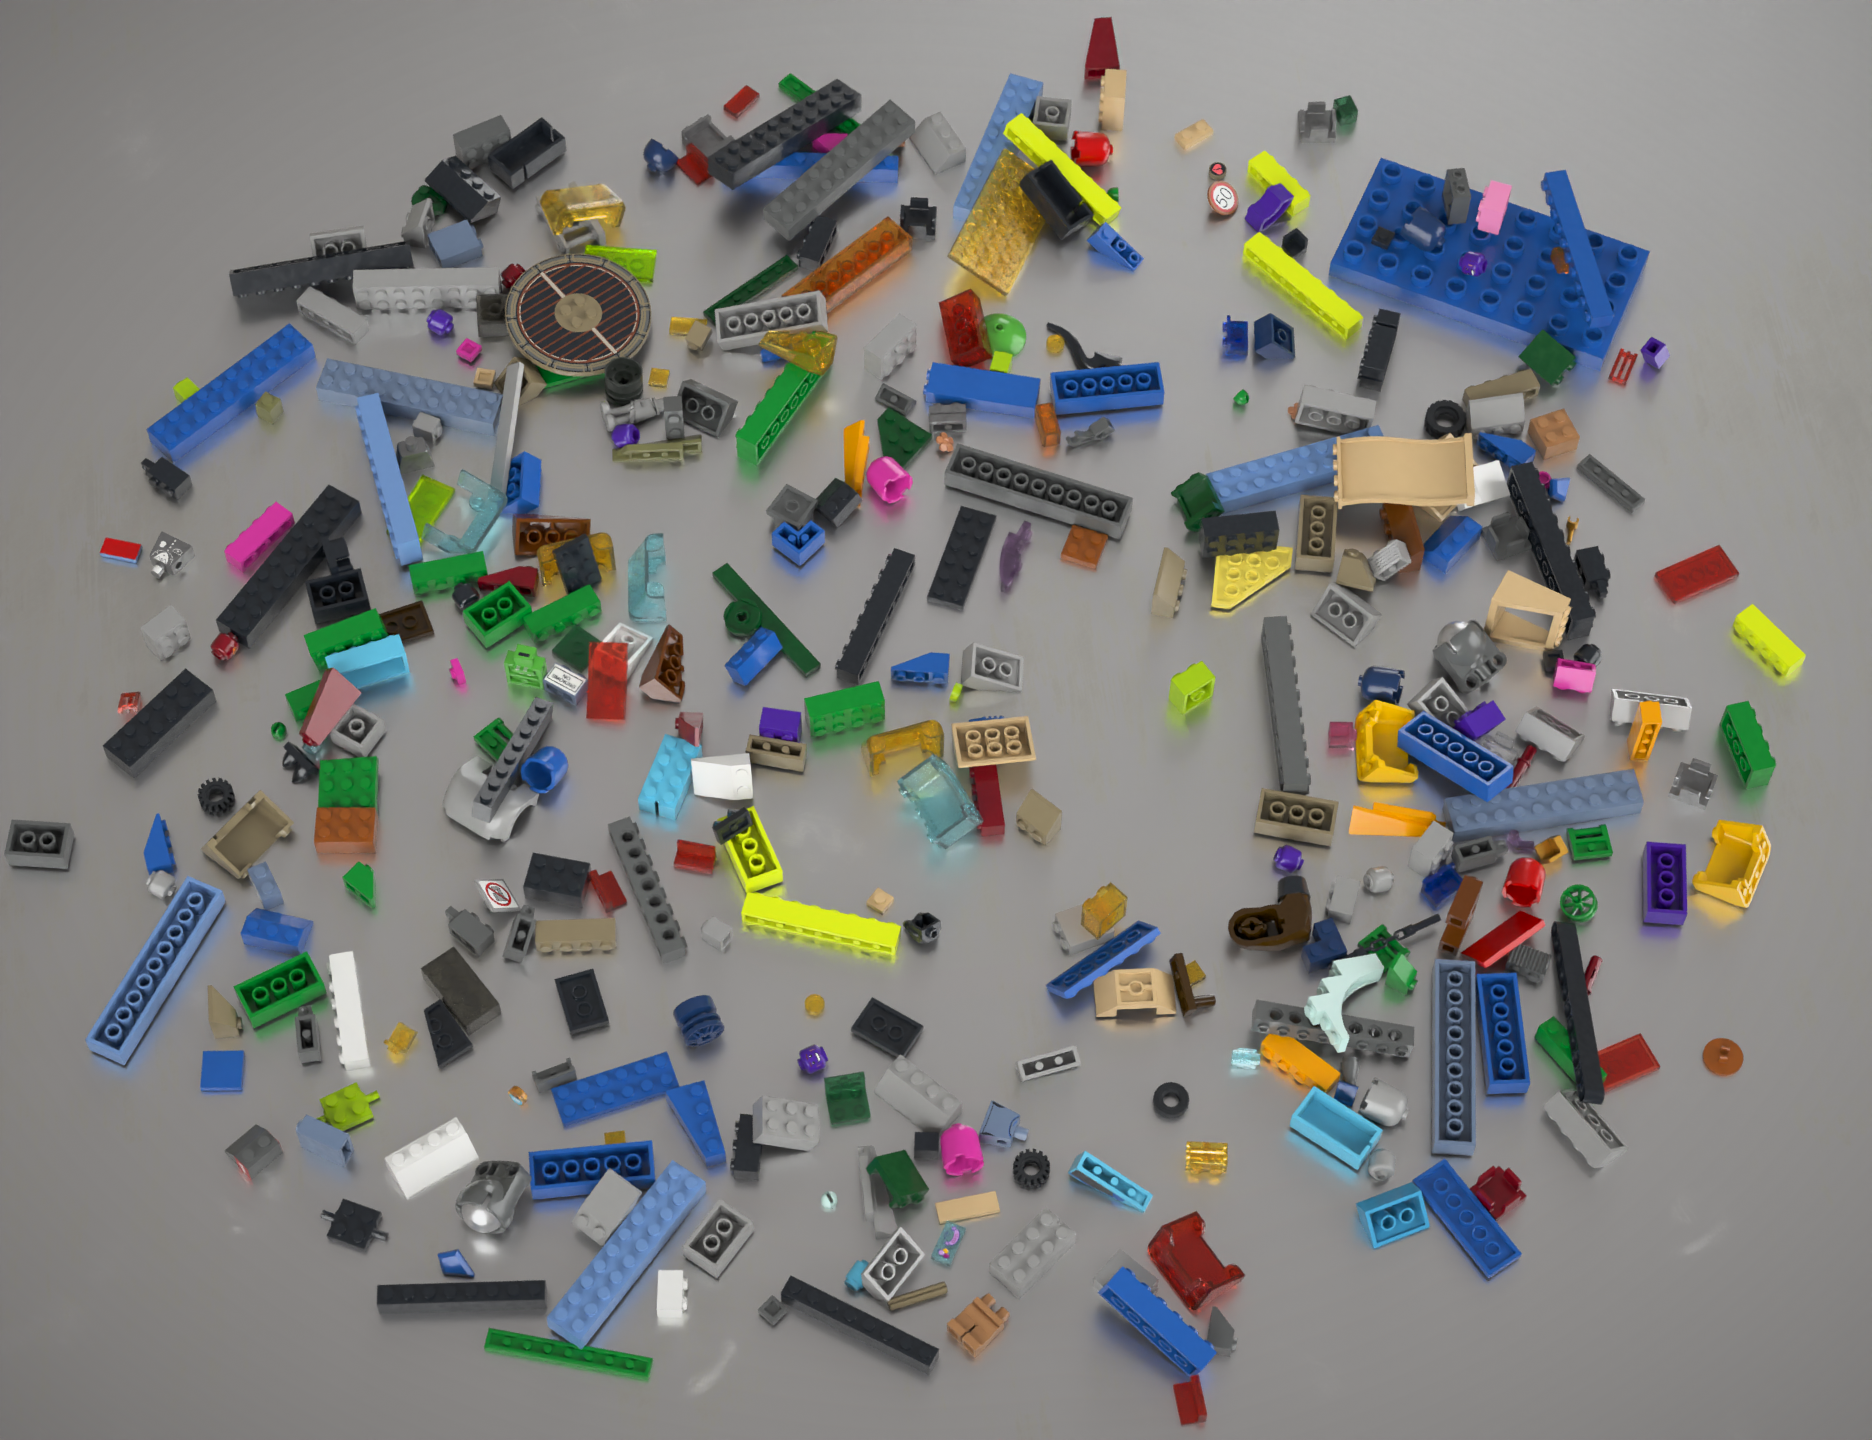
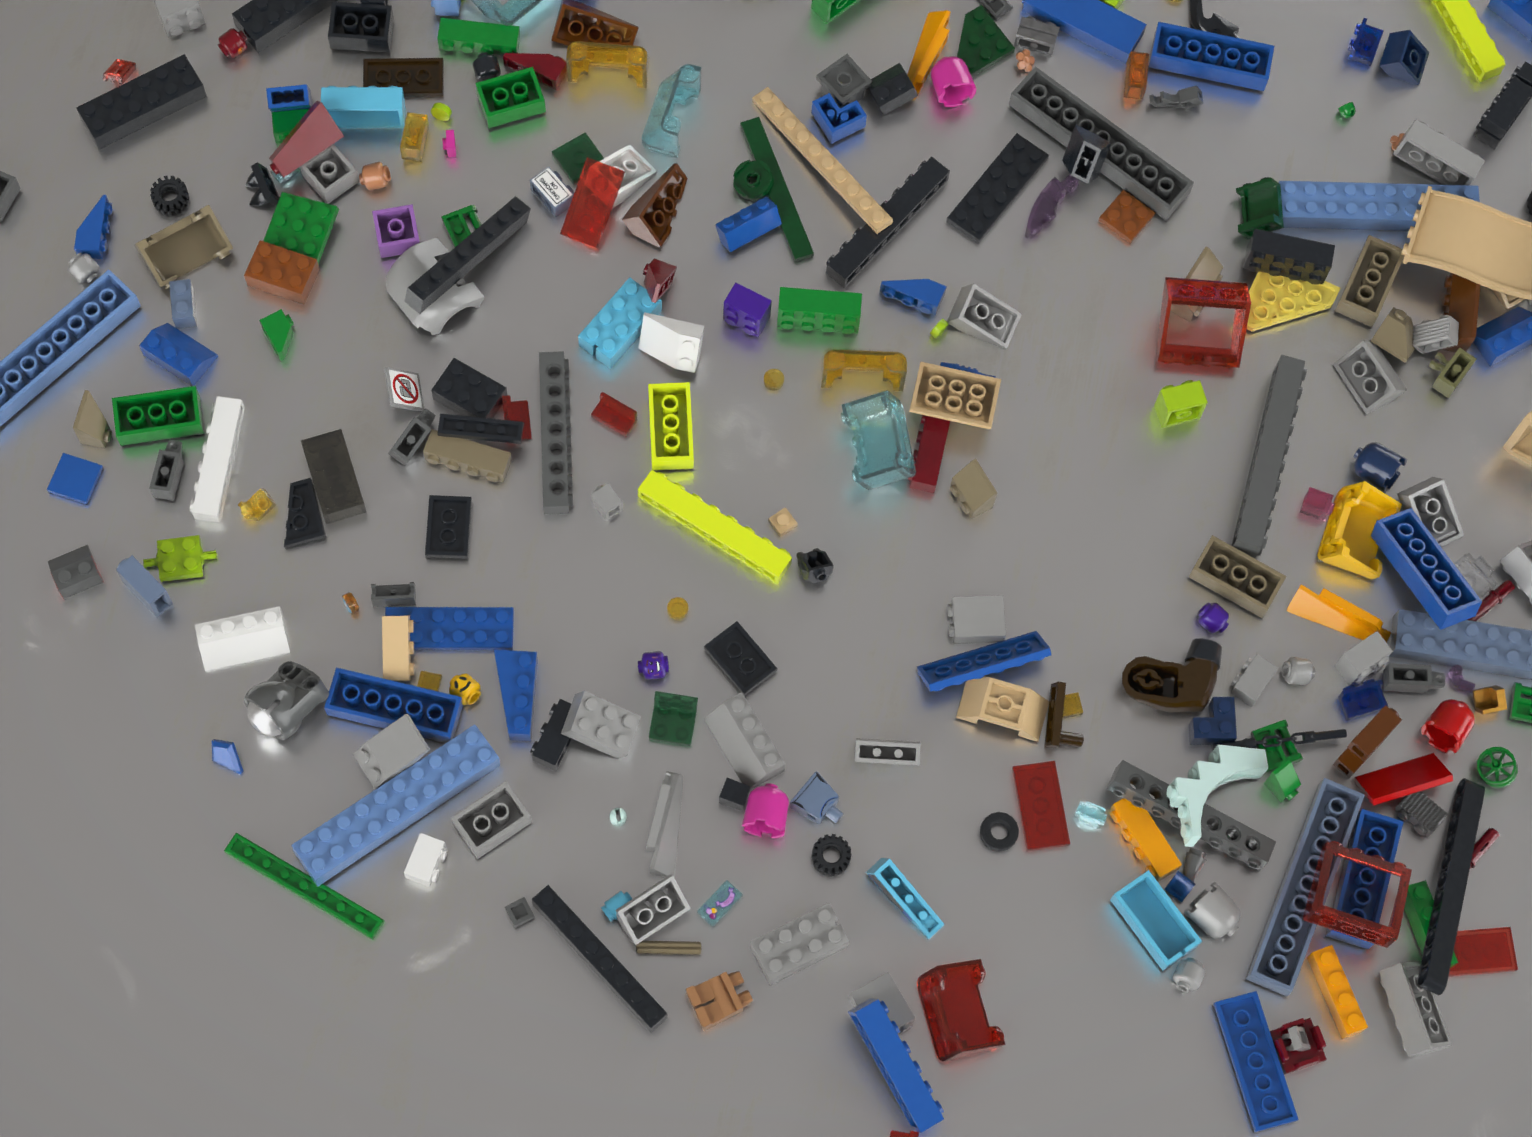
camera: 15 degrees right, 10 degrees up
(281, 731) = (257, 147): green hinge -> none
(297, 676) = (289, 98): none -> blue brick
(344, 635) = (351, 71): green brick -> none
(354, 1225) = (144, 681): black plate -> none
(399, 720) = (375, 176): none -> nougat head
(423, 675) = (414, 137): none -> clear yellow brick
(437, 760) = (395, 230): none -> medium lavender brick
(438, 646) = (441, 111): none -> lime tile
(462, 1296) = (220, 792): black brick -> none
(469, 930) = (365, 416): dark grey hinge -> none
(525, 667) = (516, 161): bright green piece -> none
(544, 769) = (497, 274): blue cylinder -> none
(562, 614) = (575, 117): green brick -> none
(576, 1117) = (397, 647): none -> tan brick
(577, 564) = (605, 71): black plate -> none
(580, 905) = (480, 428): none -> black plate
(651, 1131) = (465, 687): none -> yellow head
(698, 1020) = (554, 587): dark blue wheel -> none
(733, 825) = (664, 395): black tile -> none
(776, 752) = (734, 333): dark tan brick -> none
(798, 581) = (822, 160): none -> tan plate
(825, 782) = (773, 379): none -> clear yellow tile
(900, 1178) = (694, 820): dark green panel -> none
(967, 1207) = (752, 872): tan tile -> none
(1029, 503) = (1085, 154): none -> black slope
(1103, 910) = (1001, 612): clear yellow brick -> none
(1179, 586) = (1205, 294): none -> clear red windscreen
(1199, 1066) = (1041, 806): none -> clear red tile
(1206, 1157) = (1012, 905): clear yellow brick -> none
(1221, 1334) = (957, 1096): dark grey slope -> none
(1393, 1214) = (1181, 1031): dark azure slope -> none
(1414, 587) = (1451, 371): none -> olive brick
(1468, 654) = (1480, 462): dark grey piece -> none
(1479, 720) = (1464, 538): dark purple brick -> none
(1496, 1186) = (1298, 1038): none -> light grey tile
(1500, 1070) = (1348, 923): none -> clear red windscreen
(1514, 1136) = (1337, 992): none -> light orange brick

